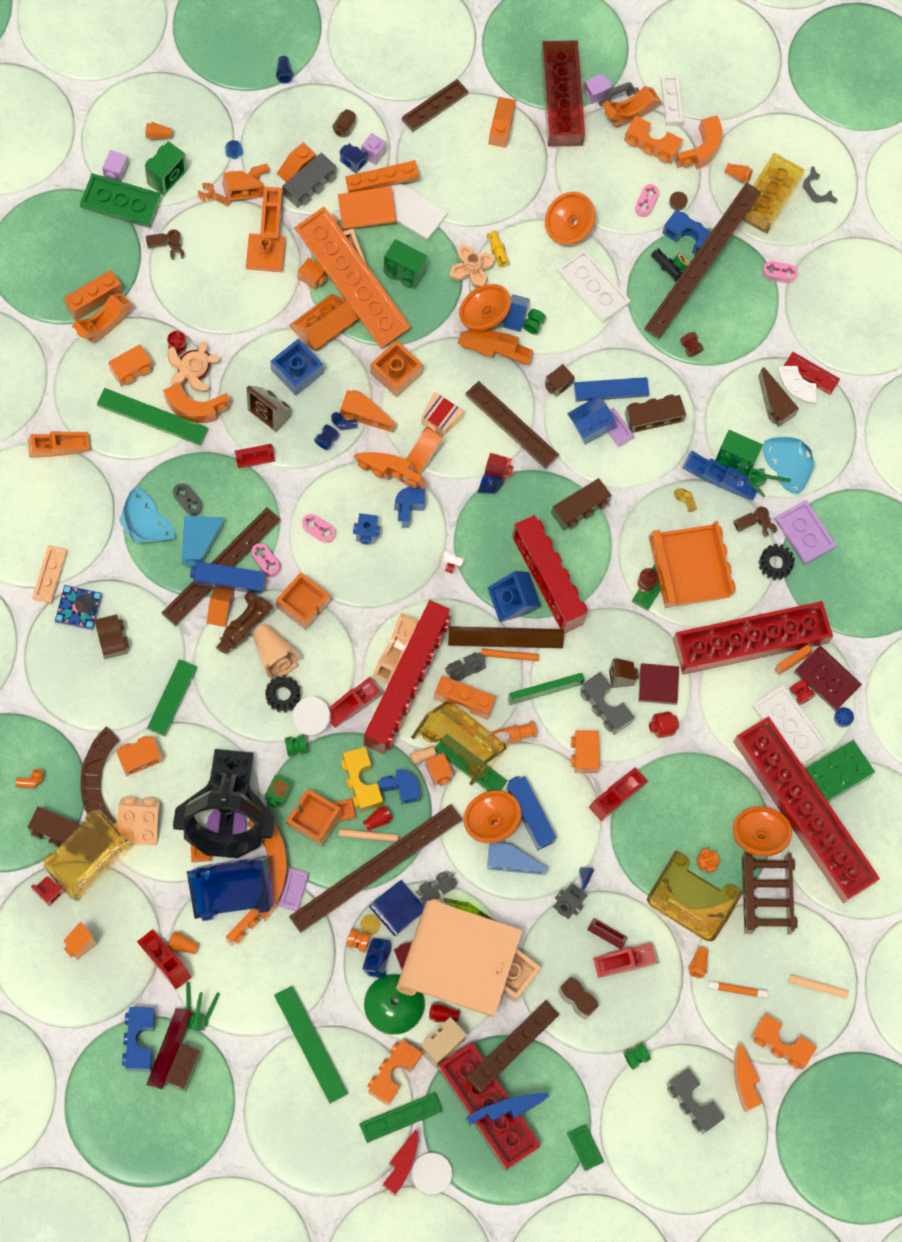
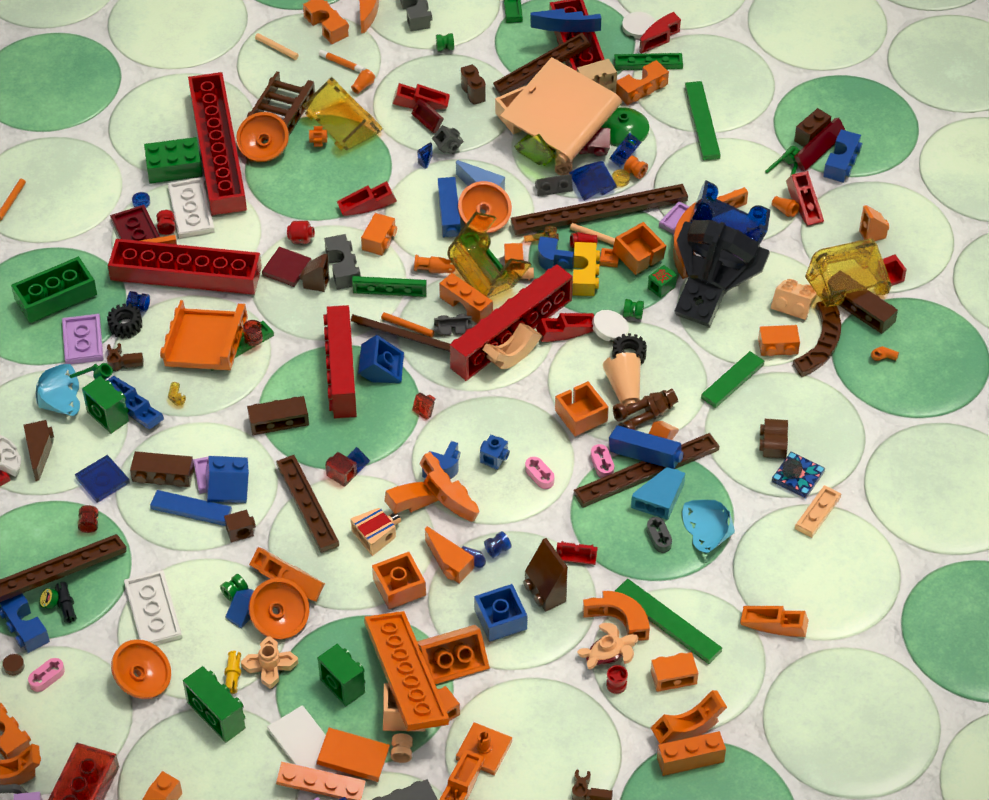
camera: 150 degrees left, 20 degrees down
(415, 811) = (549, 231): none -> clear orange bar
(495, 206) = (214, 703): none -> green brick
(703, 392) = (102, 478): none -> clear blue tile
(776, 586) = (141, 301): none -> clear blue wheel
(859, 567) = (54, 289): none -> green brick

